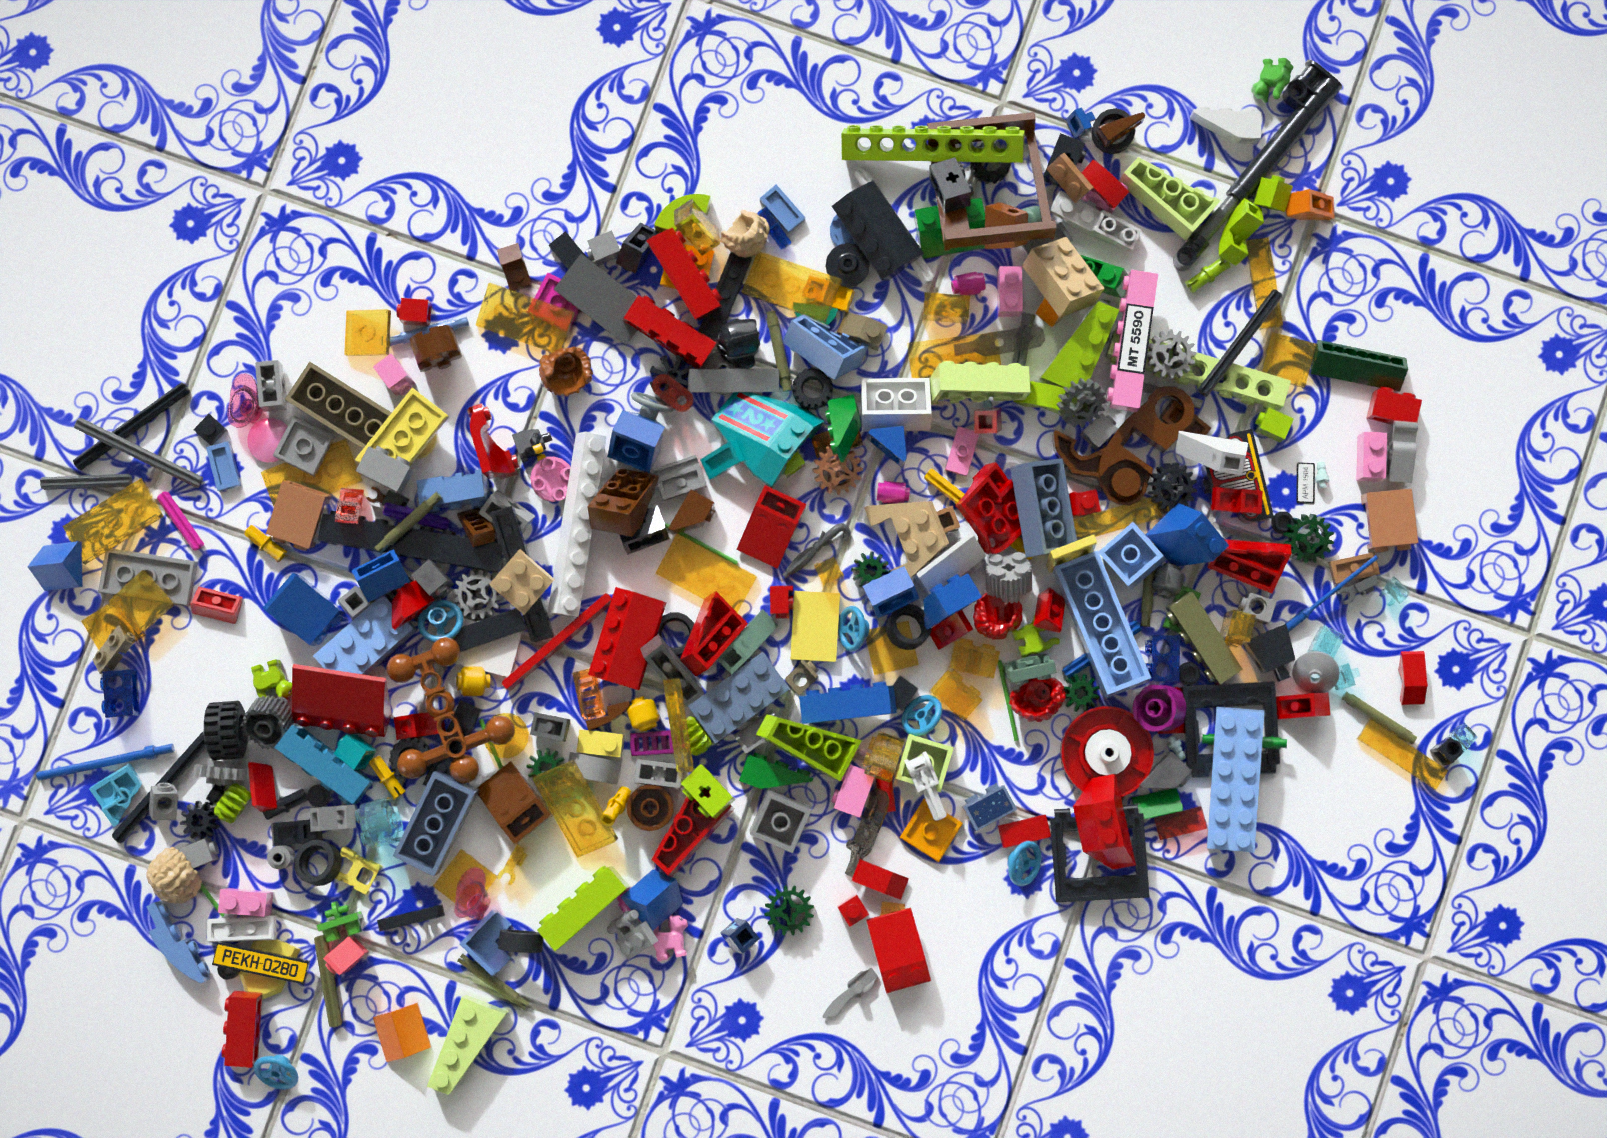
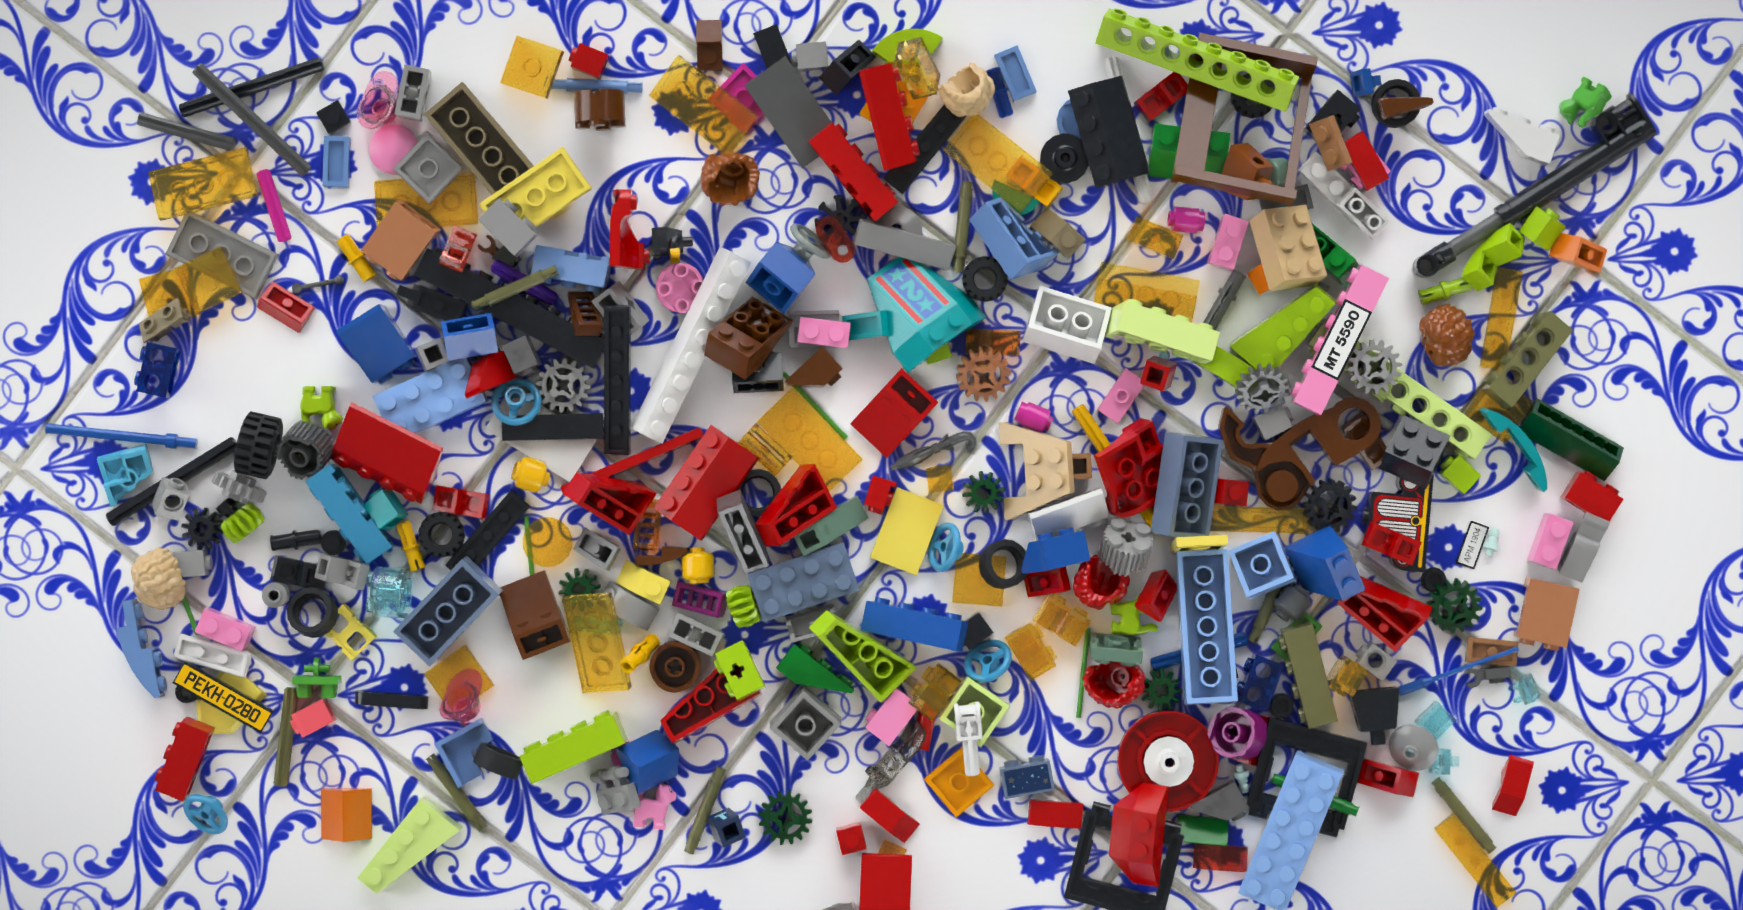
camera: 20 degrees right, 5 degrees up
(58, 566) = (132, 214): blue slope -> none
(223, 585) = (297, 288): none -> dark grey hinge
(262, 786) = (278, 515): red slope -> none
(341, 559) = (433, 302): none -> black hinge
(394, 375) = (547, 125): bright pink brick -> none
(464, 767) = (494, 563): dark orange piece -> none
(516, 859) = (520, 674): clear yellow plate -> none
(521, 581) = (614, 388): tan plate -> none
(549, 679) = (611, 499): none -> red wedge
(676, 588) = (763, 452): none -> clear yellow tile
(678, 725) = (731, 592): clear yellow tile -> none
(688, 477) = (823, 332): none -> bright pink plate
(716, 927) = (705, 810): none -> olive piece
(739, 342) = (923, 206): black piece -> none
(809, 670) = (886, 577): dark tan bracket -> none
(845, 424) = (1007, 329): green slope -> none
(890, 442) = (1049, 364): blue slope -> none
(891, 592) = (997, 523): slope -> none
(912, 188) = (1161, 96): none -> red slope
(950, 185) = (1201, 112): brick -> none
(1014, 340) = (1214, 295): clear smoke piece -> none
(1019, 861) = (1040, 845): dark azure piece -> none
(1168, 197) = (1430, 196): yellowish green wedge -> none
(1213, 452) = (1383, 485): white slope -> none
(1223, 310) = (1446, 335): none -> dark orange hair
(1230, 415) = (1414, 452): none -> brick
(1240, 342) = (1452, 377): black axle -> none
(1313, 279) = (1555, 334): none -> olive brick
(1338, 400) = (1535, 469): none -> teal slope
(1454, 744) = (1532, 868): leg -> none

